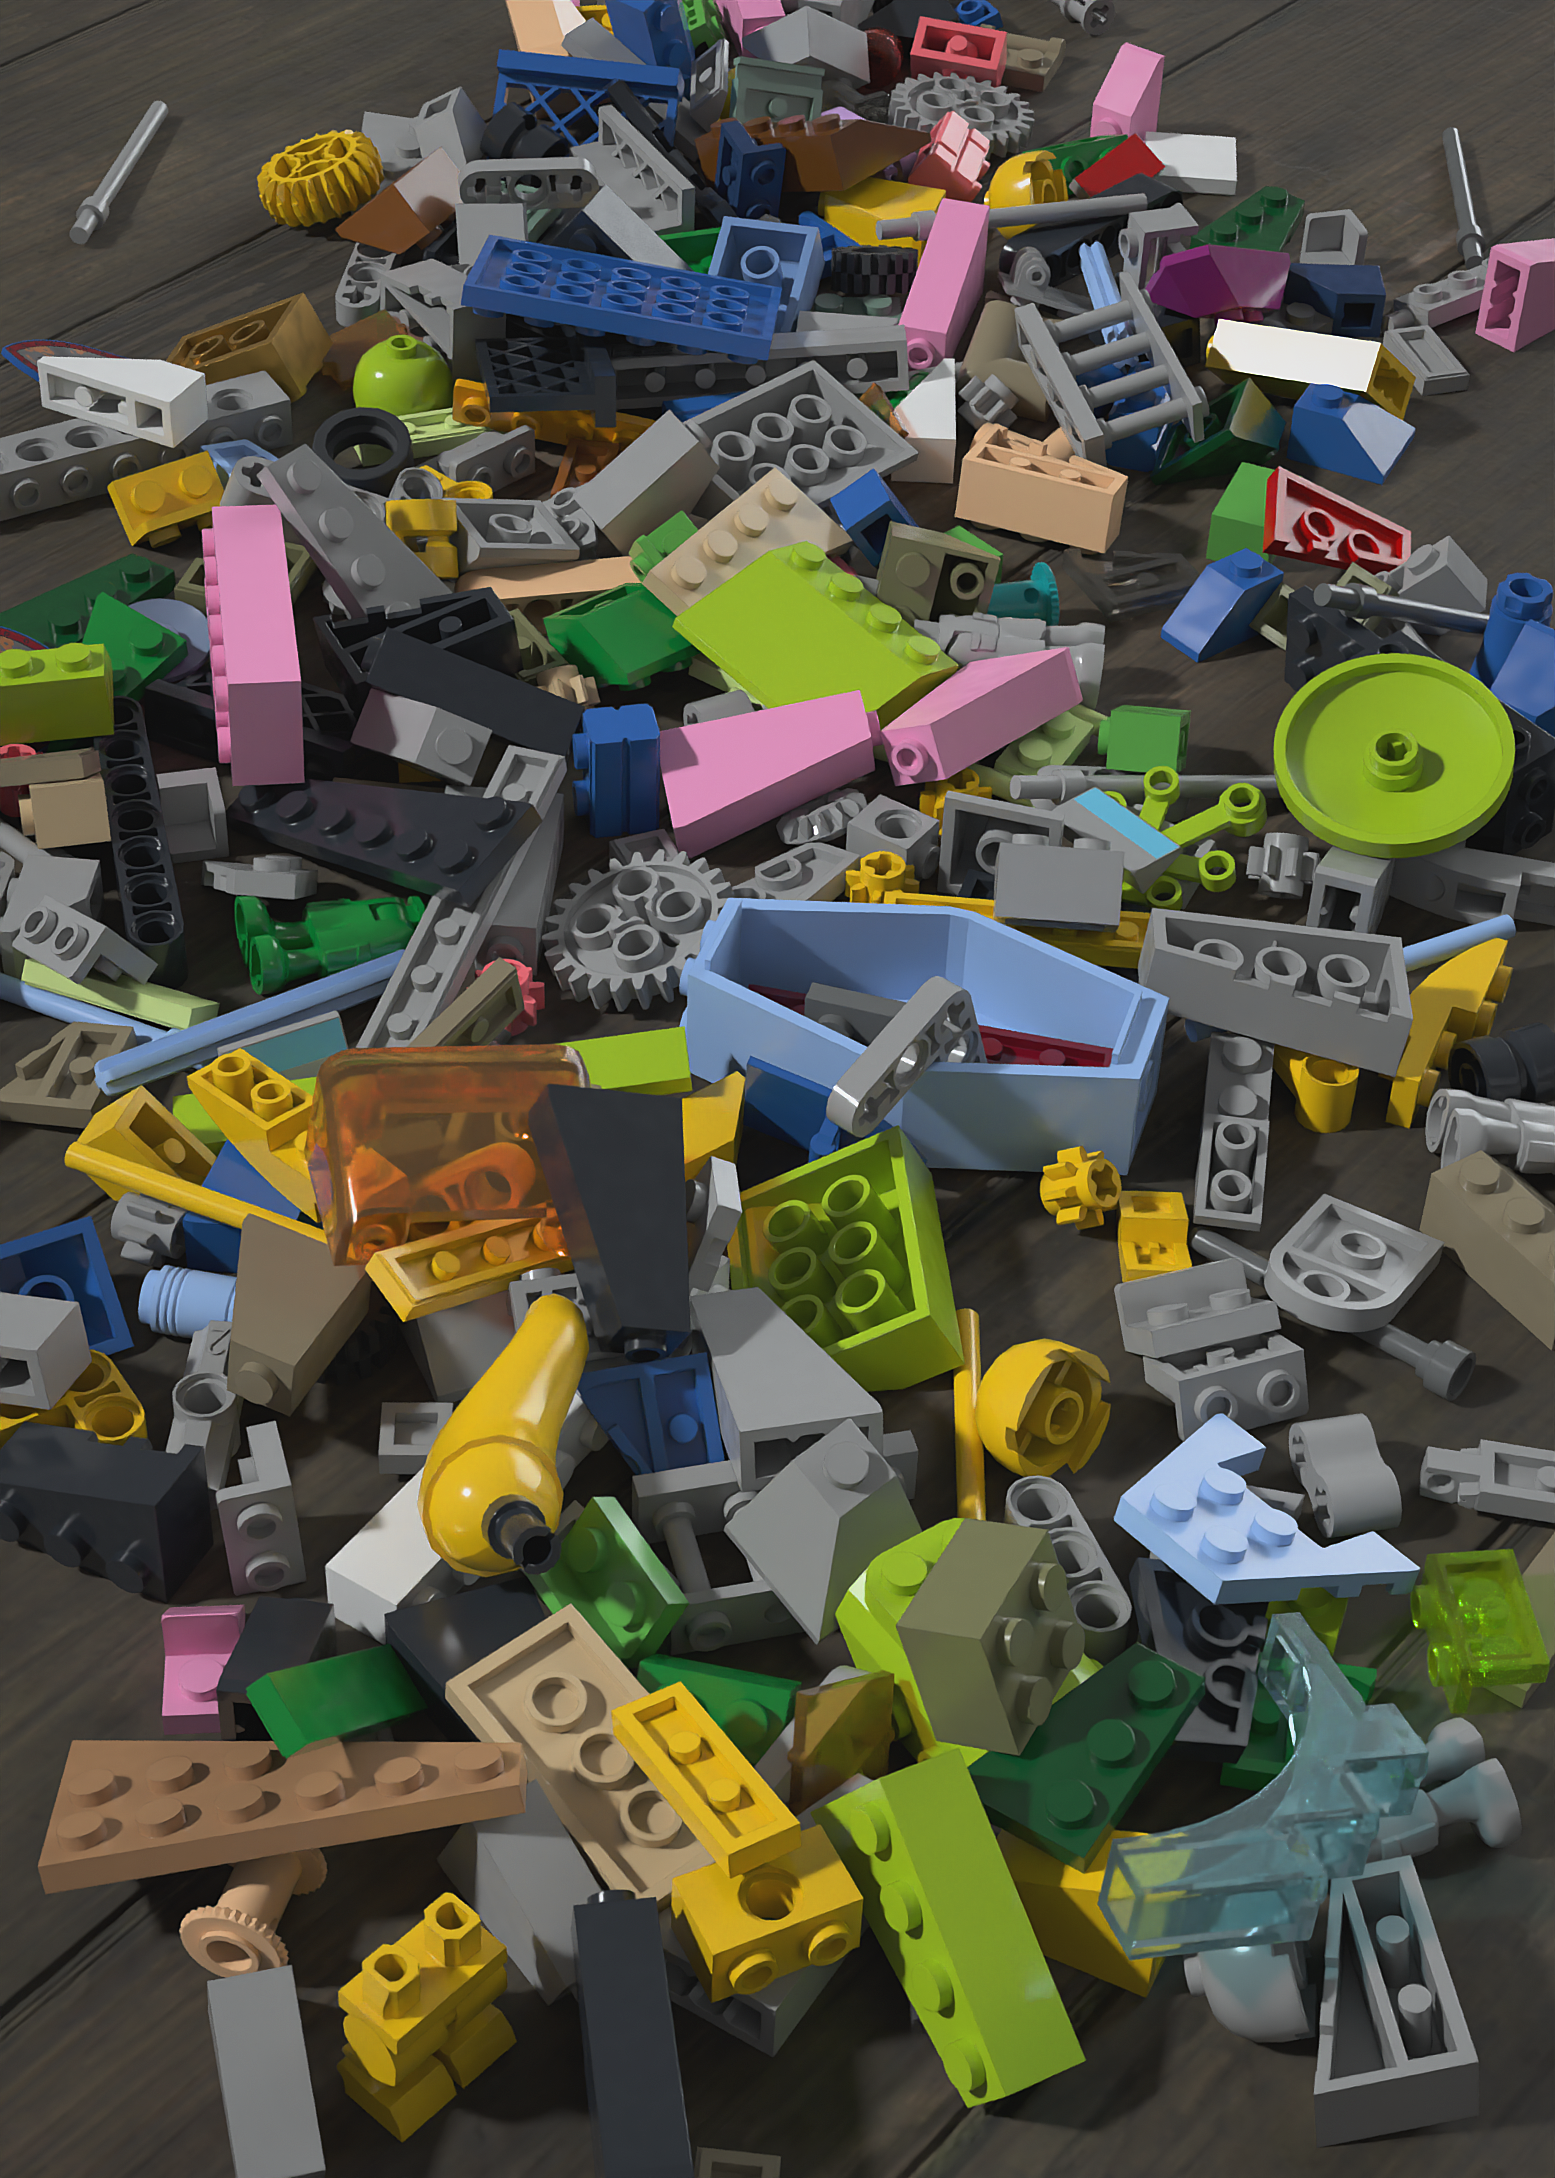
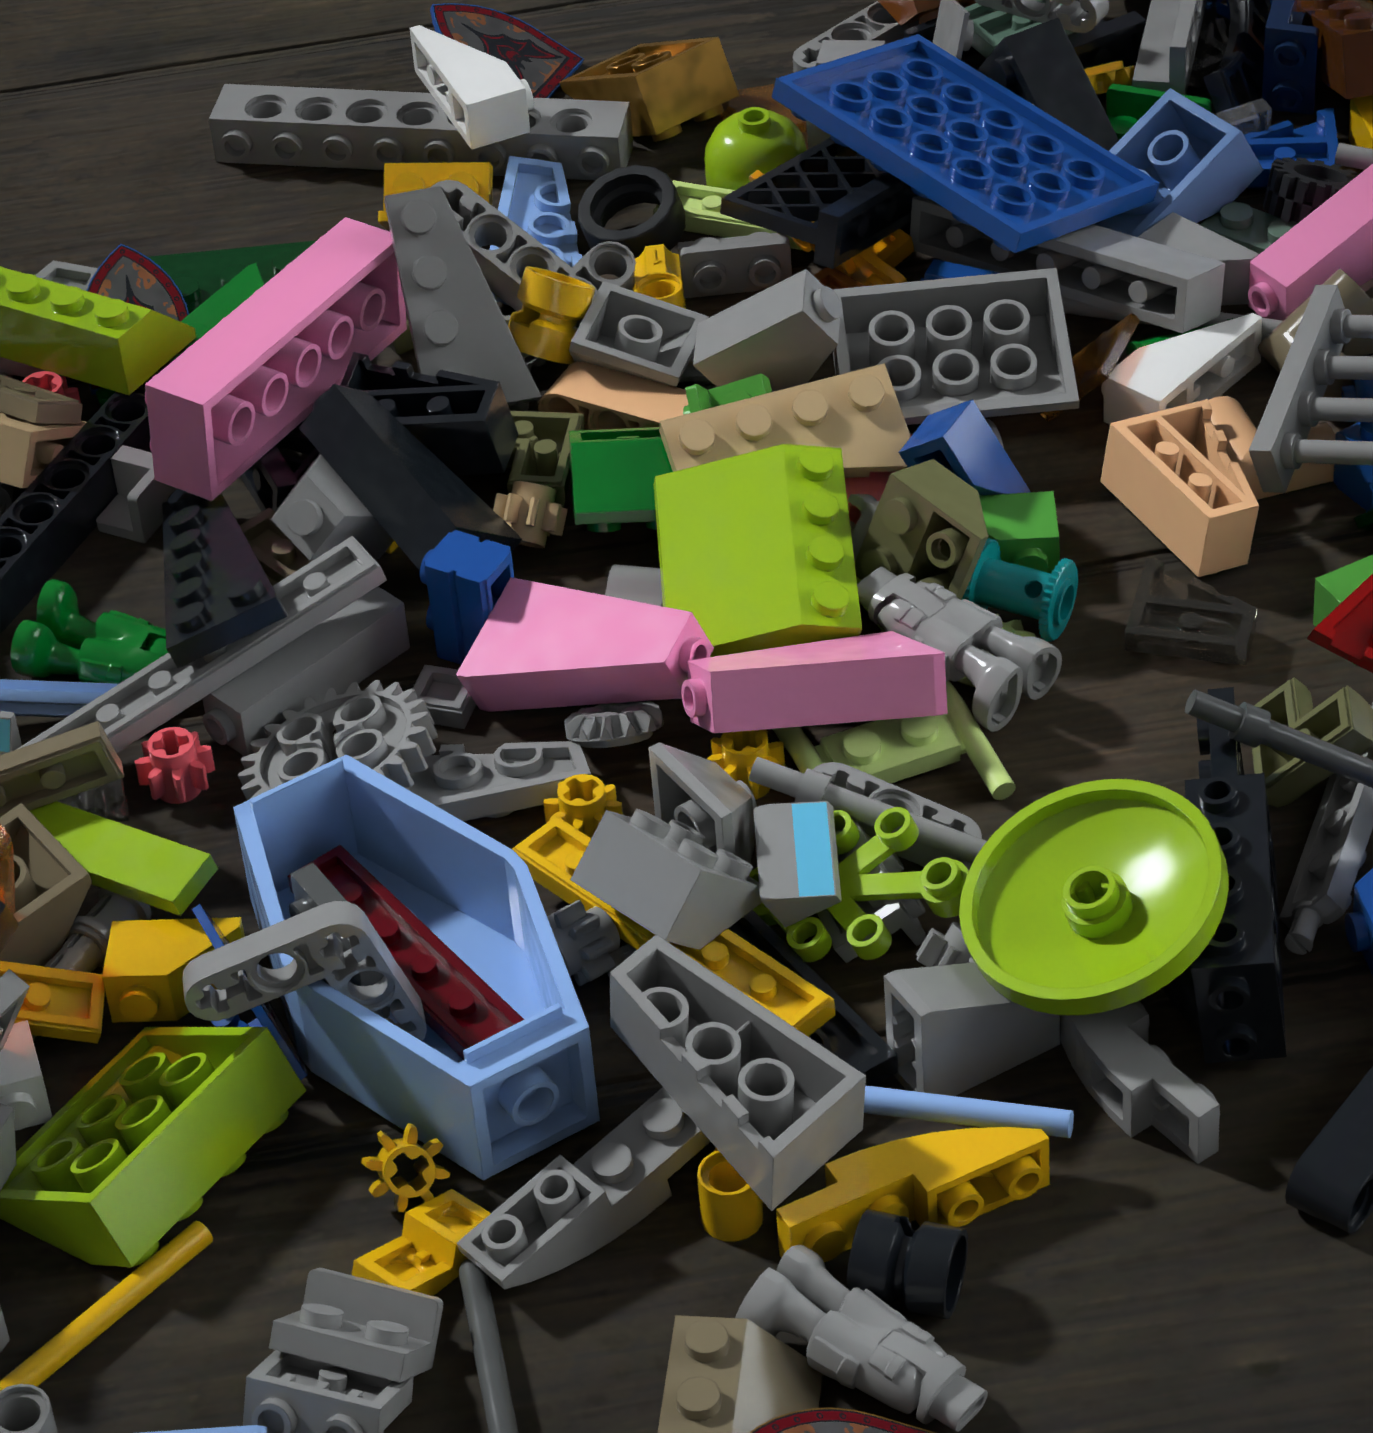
camera: 45 degrees right, 0 degrees up
(267, 877) = (109, 574): light grey wing -> none
(899, 830) = (628, 766): light grey brick -> none
(987, 403) = (1253, 375): light grey gear -> none
(1042, 1407) = (126, 1340): yellow cylinder -> none
(1144, 738) = (960, 779): bright green brick -> none
(1222, 605) = (1247, 659): blue slope -> none
(1348, 1267) = (542, 1364): light grey tile -> none

